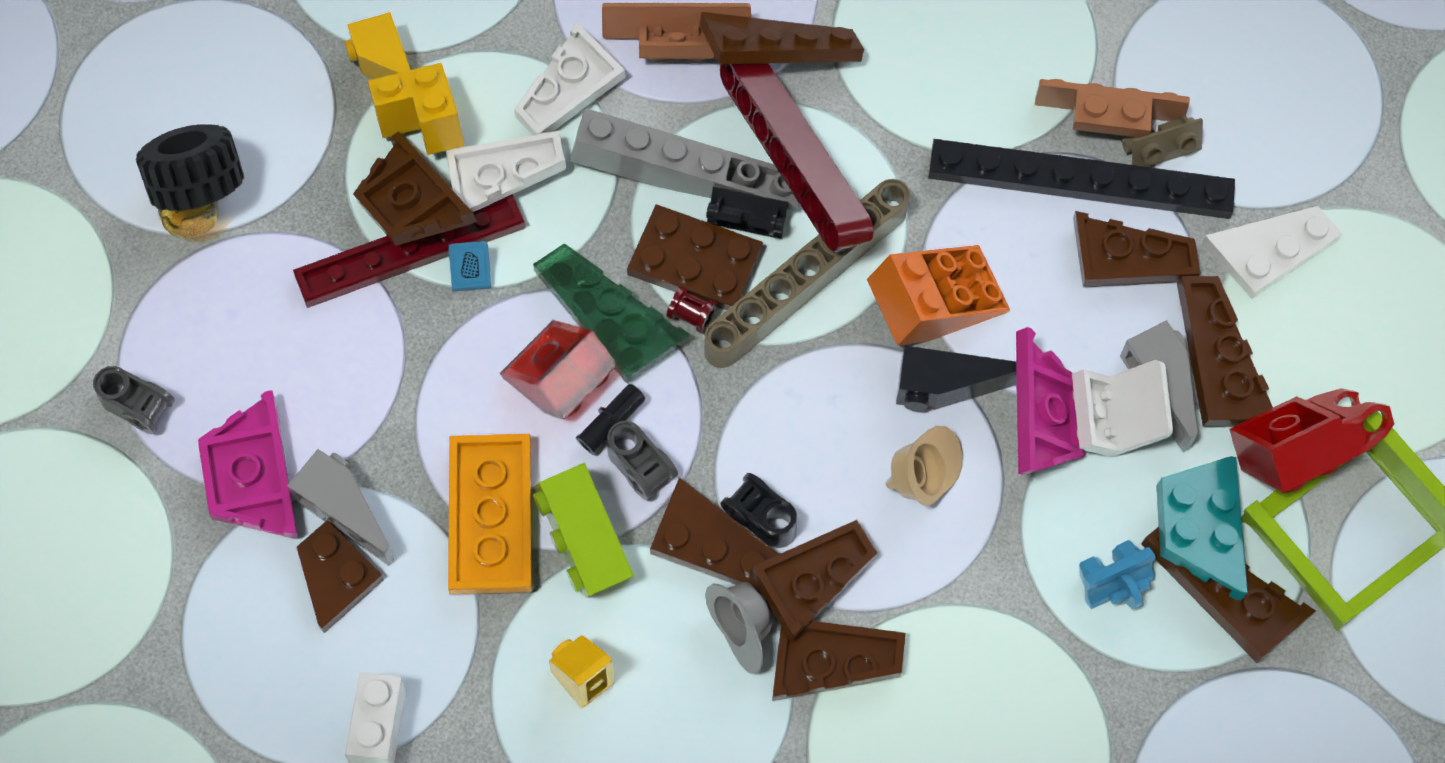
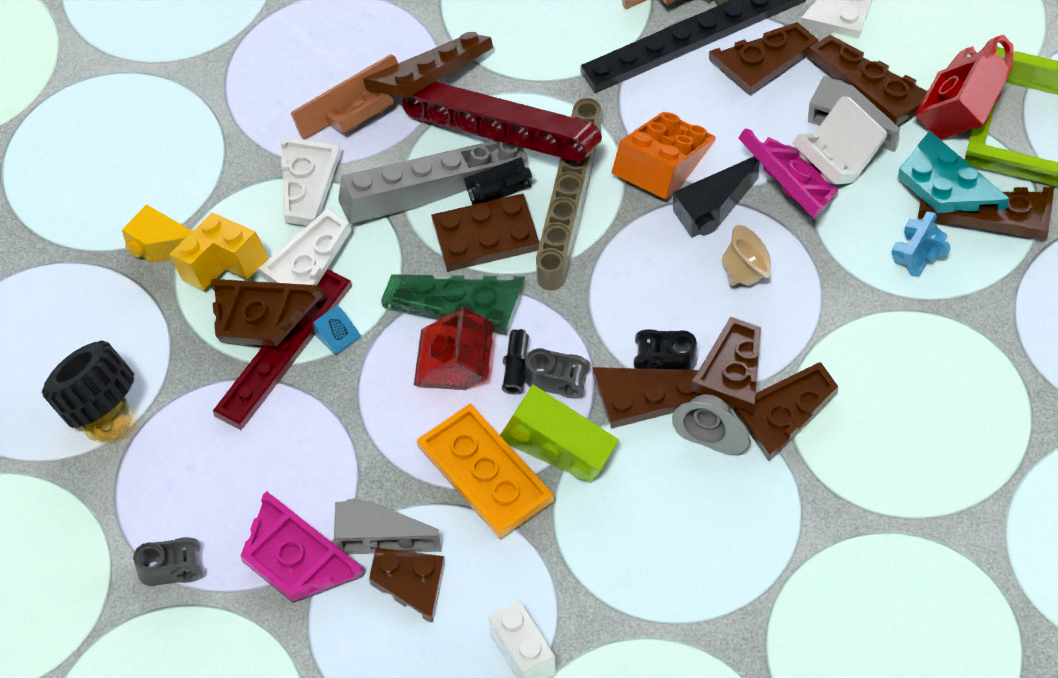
camera: 30 degrees left, 10 degrees down
(582, 669) = (632, 519): yellow slope -> none
(691, 309) = (512, 262): dark red bush -> none

